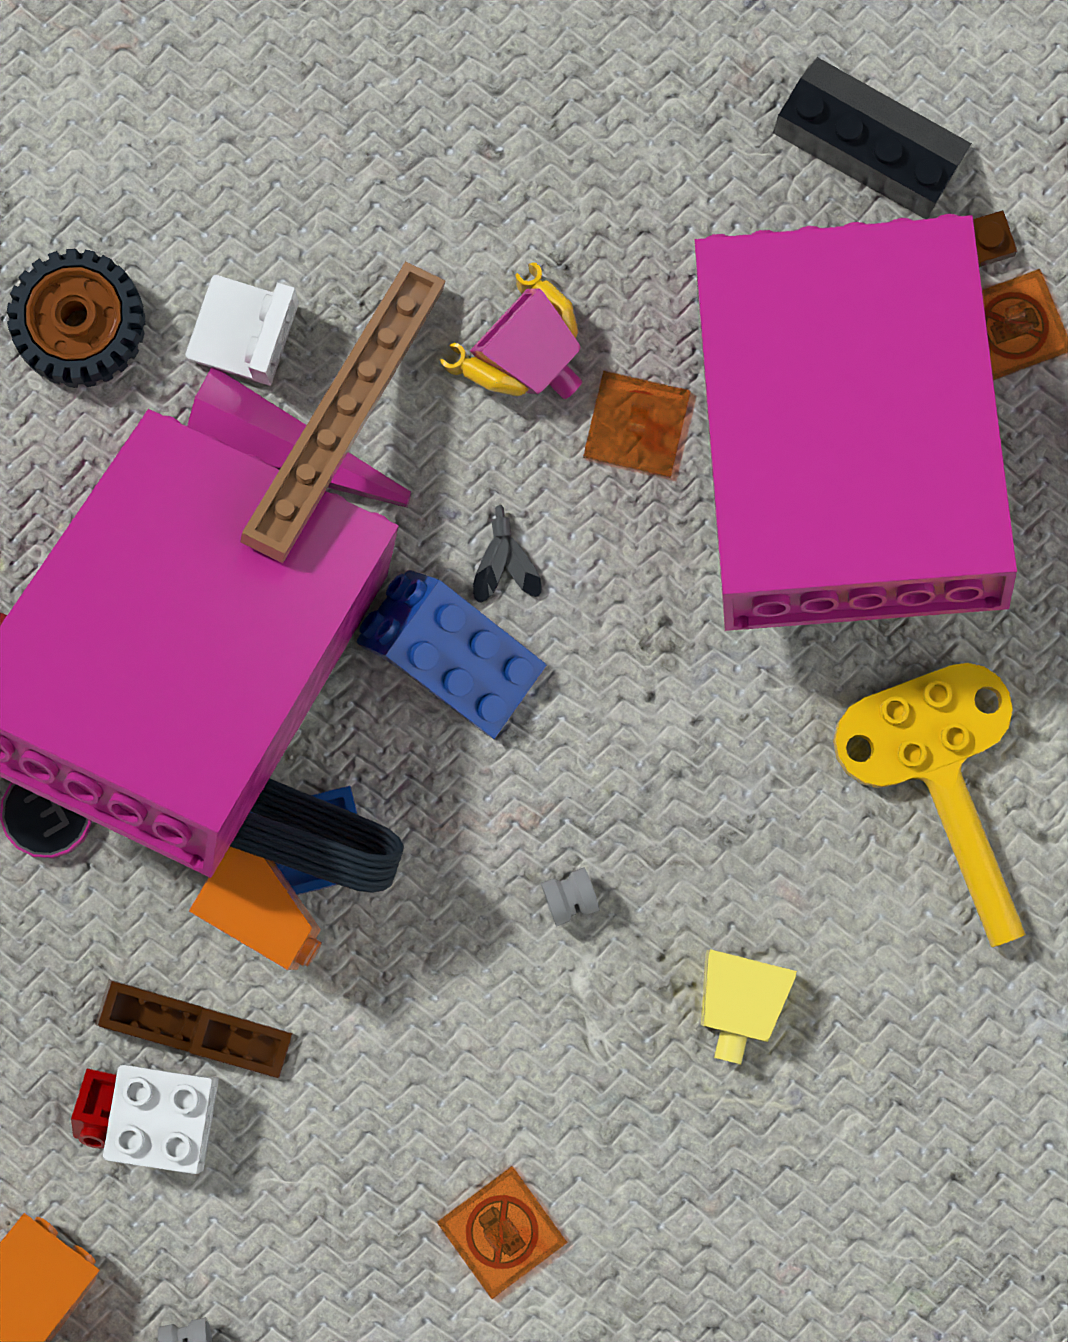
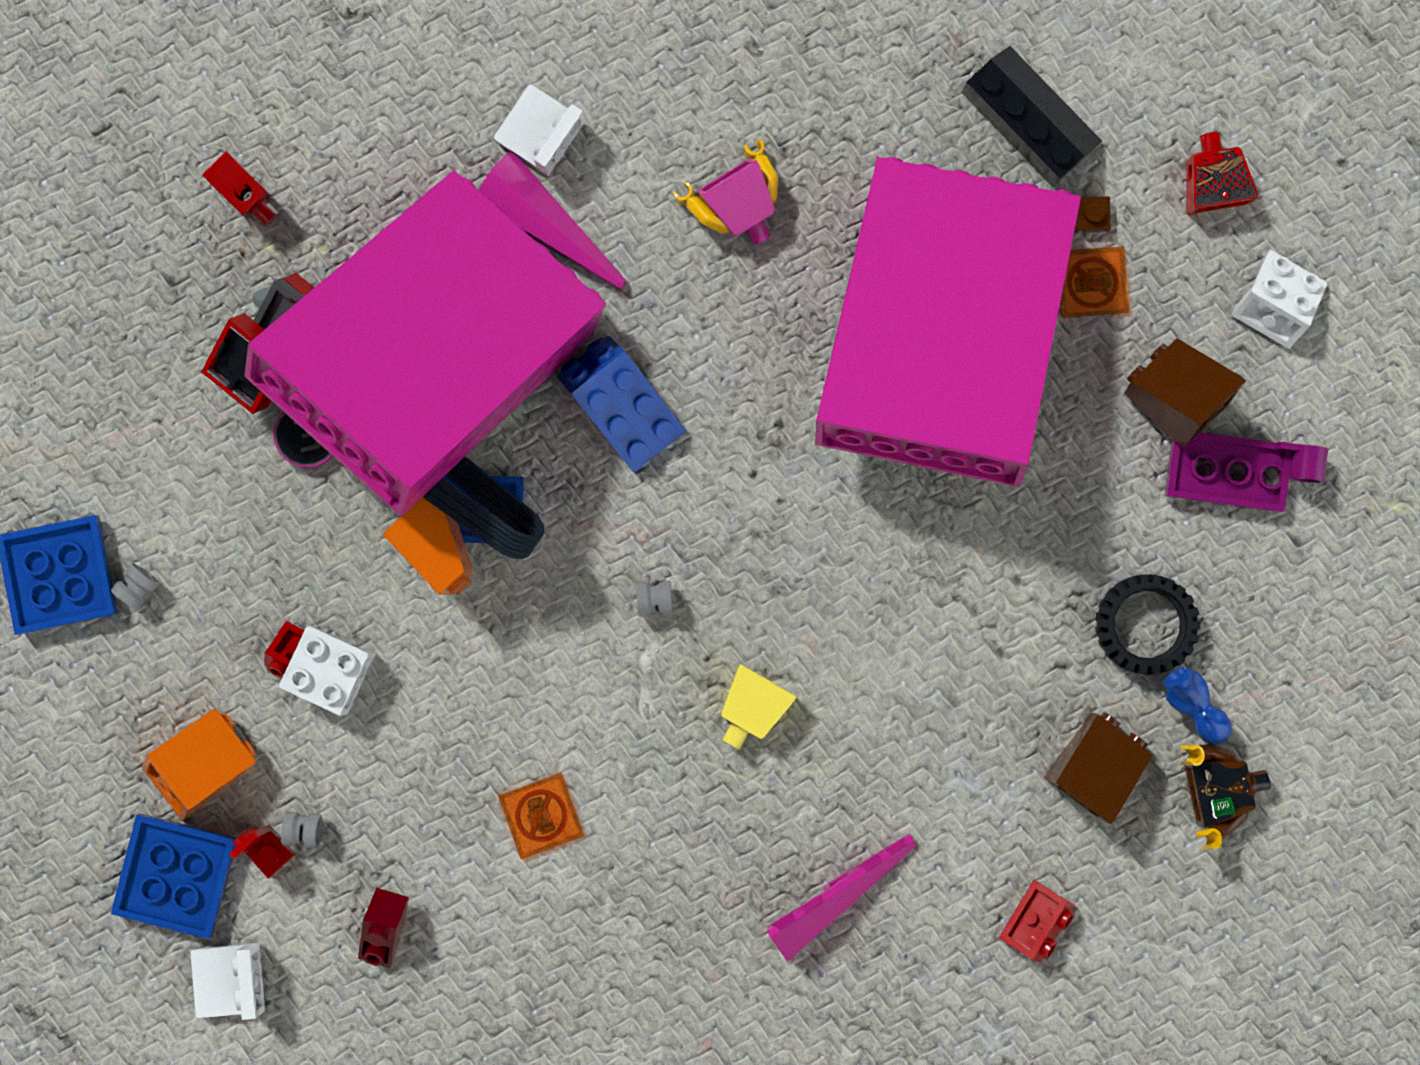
camera: 25 degrees right, 5 degrees up
(66, 286) = (419, 63): wheel -> none
(193, 1028) = (367, 614): reddish brown slope -> none
(342, 413) = (590, 211): medium nougat plate -> none
(500, 553) = (681, 343): dark grey piece -> none
(636, 424) = (800, 277): clear orange piece -> none
(900, 1267) = (805, 922): none -> dark pink wedge
(926, 735) = (939, 557): yellow piece -> none

